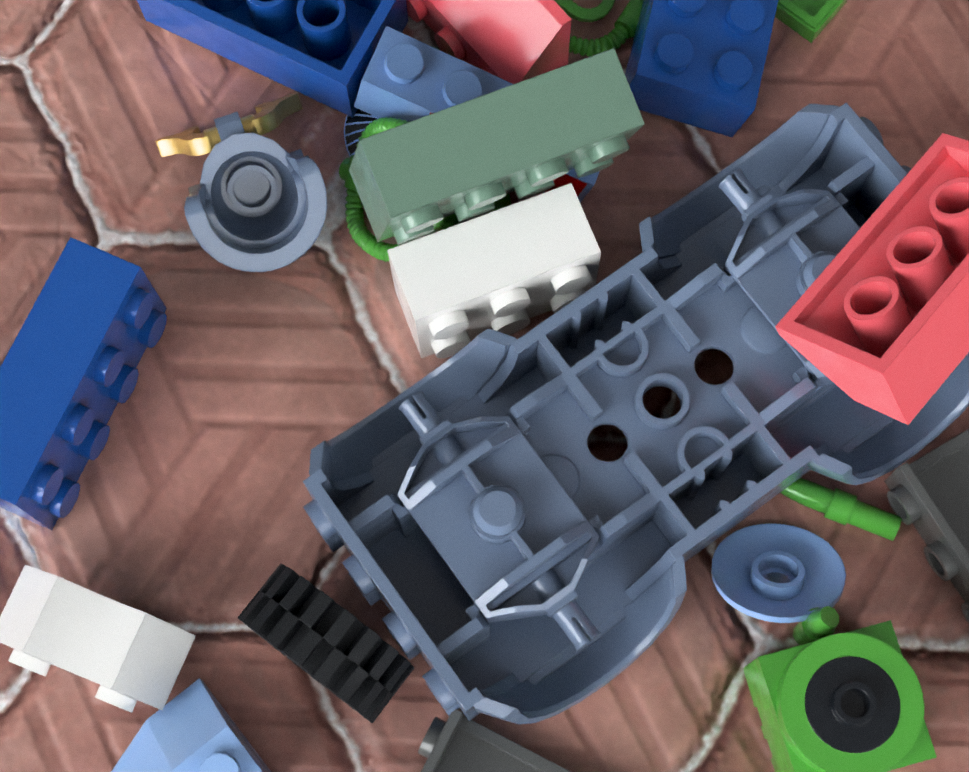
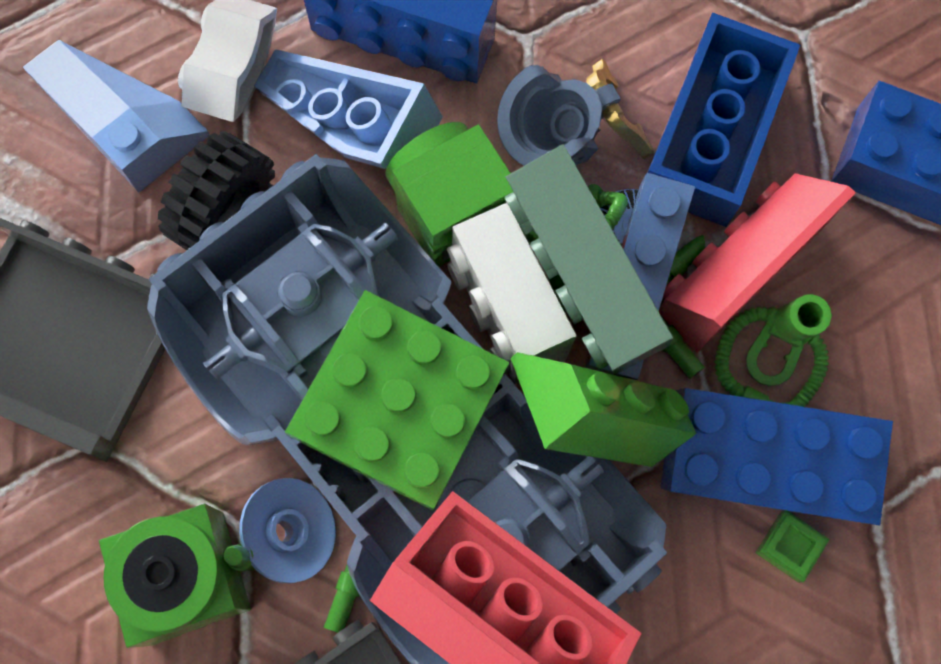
camera: 80 degrees right, 0 degrees up
(204, 462) = (349, 108): none -> light blue wedge
(342, 332) = (445, 181): none -> bright green piece
(648, 393) = (397, 399): none -> bright green plate
(671, 171) = (602, 412): none -> bright green slope

